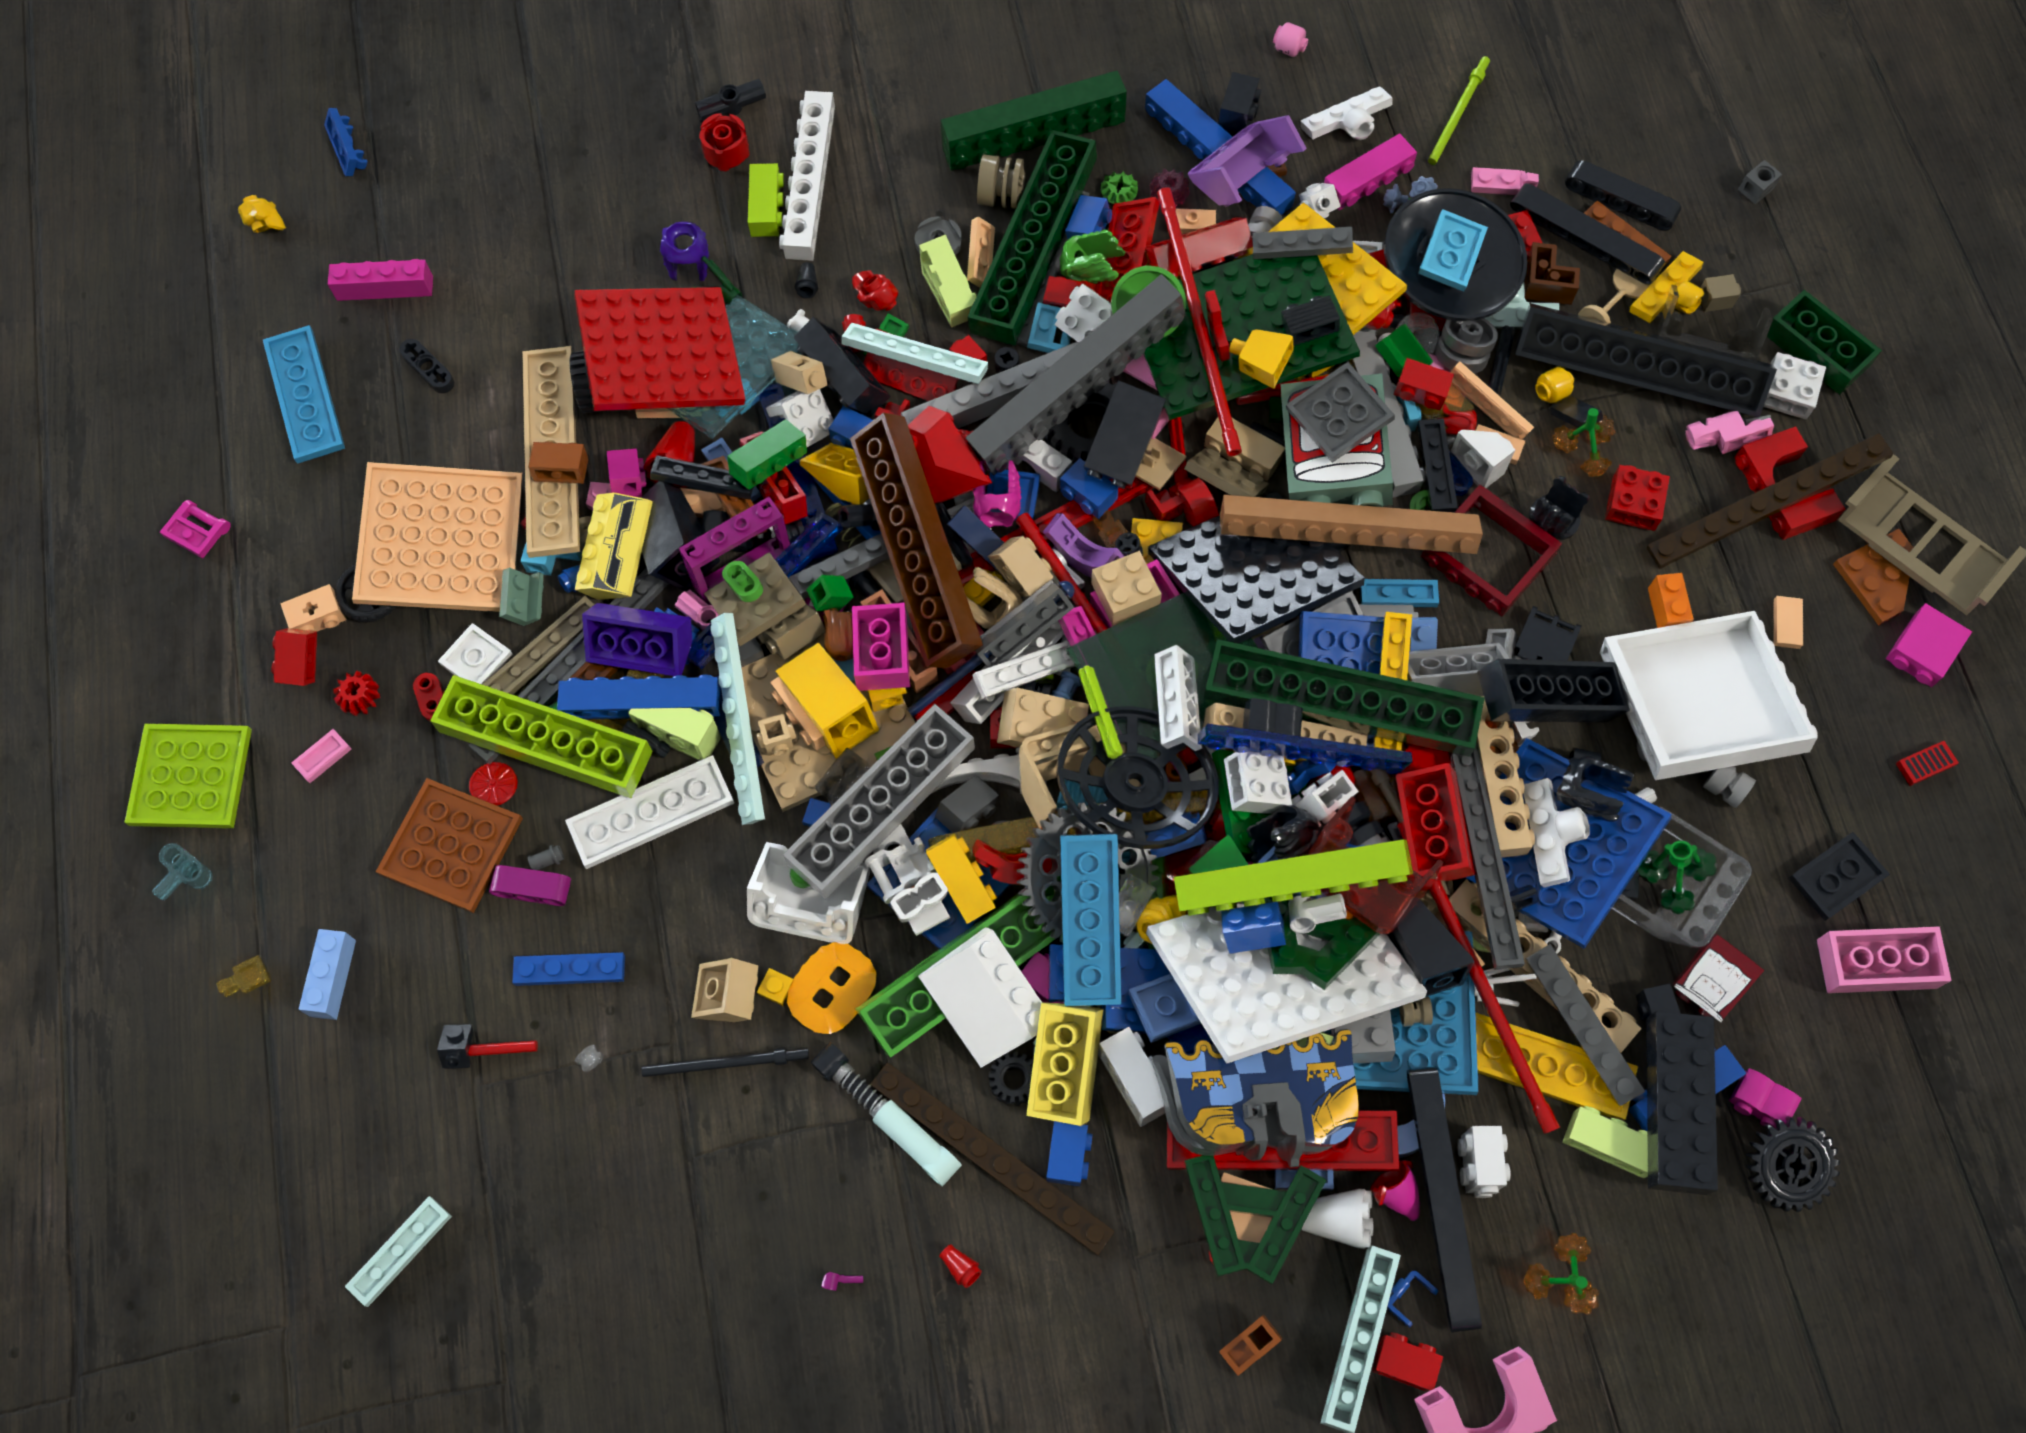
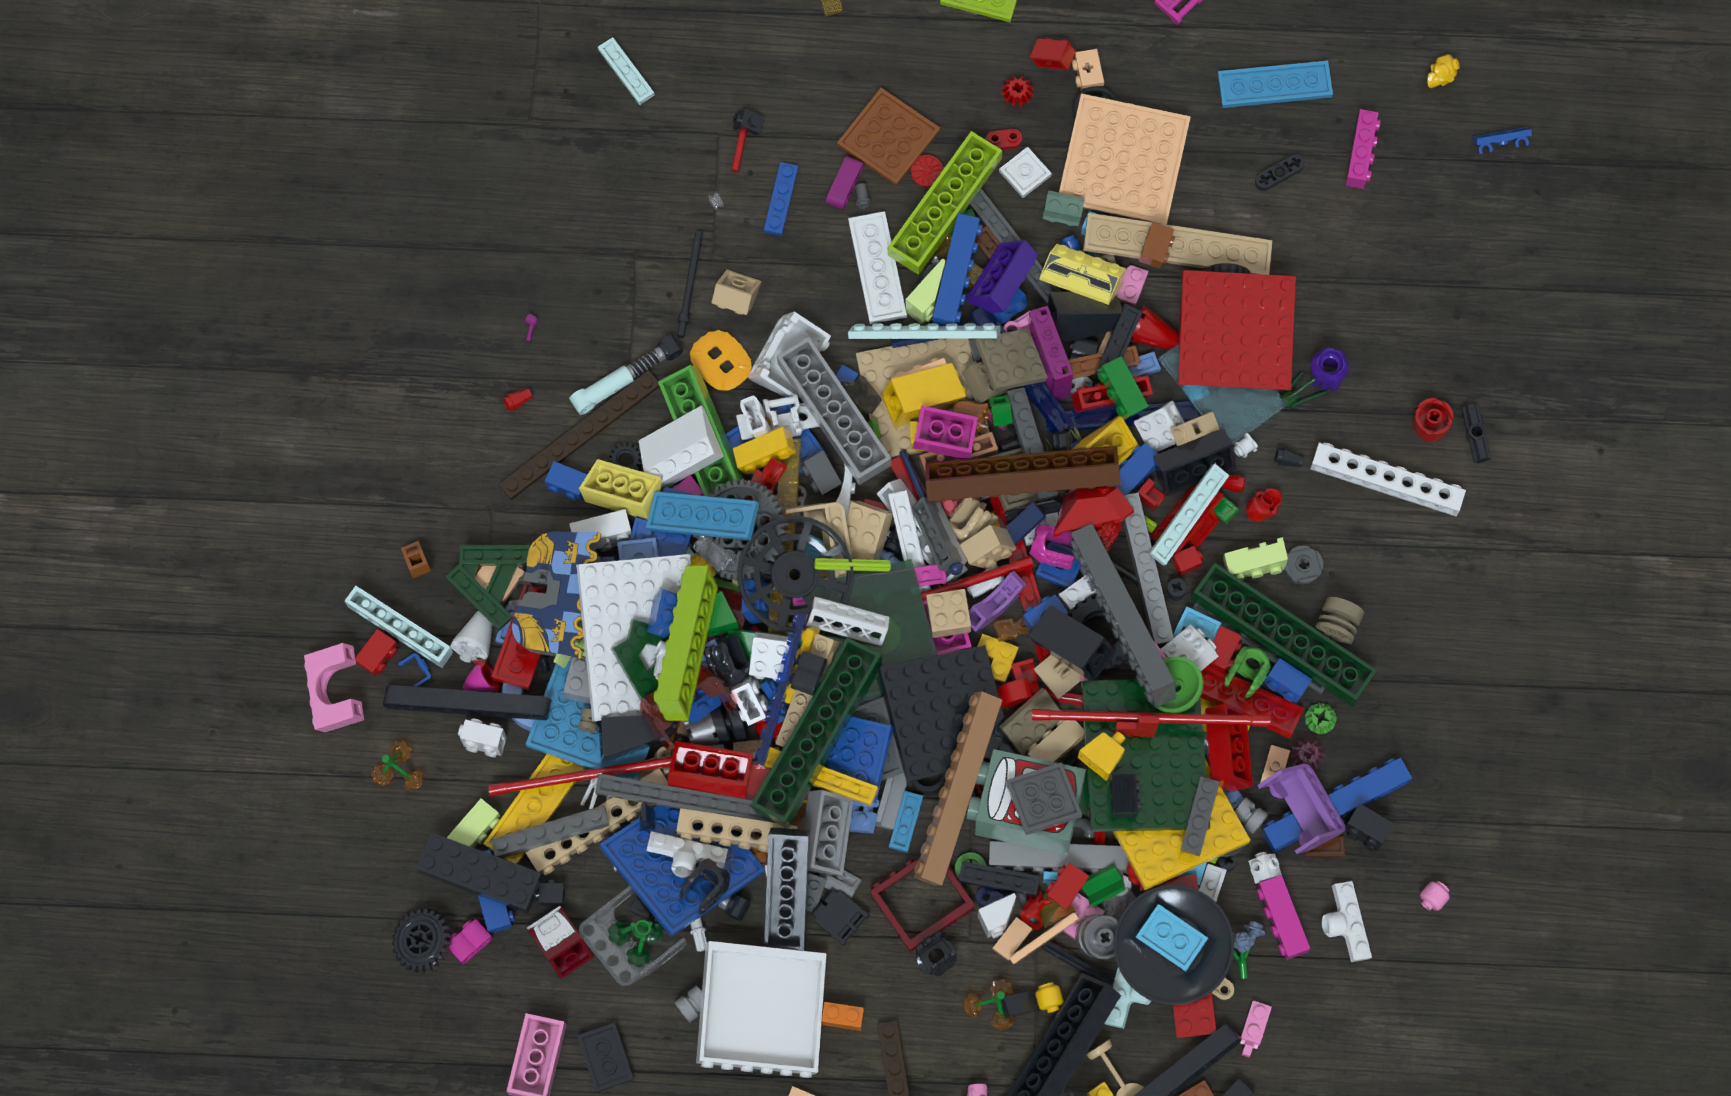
camera: 105 degrees right, 5 degrees up
(321, 756) = (978, 64): bright pink tile -> none
(327, 974) = (817, 49): light blue brick -> none
(540, 650) = (1017, 214): dark tan plate -> none
(626, 472) = (1143, 293): dark pink brick -> none
(742, 581) = (1020, 350): bright green plate -> none
(765, 200) = (1371, 441): lime brick -> none
(775, 986) = (732, 325): yellow plate -> none
(776, 735) = (904, 355): tan brick -> none
(794, 530) = (1066, 402): black wheel -> none
(980, 250) = (1283, 593): light nougat plate -> none
(1029, 119) = (1394, 662): dark green brick -> none
(1128, 541) = (991, 628): black wheel -> none
(1475, 79) = (1363, 1042): lime bar -> none
(1547, 280) = (1148, 1020): reddish brown brick -> none
(1637, 497) = (936, 1024): red brick -> none

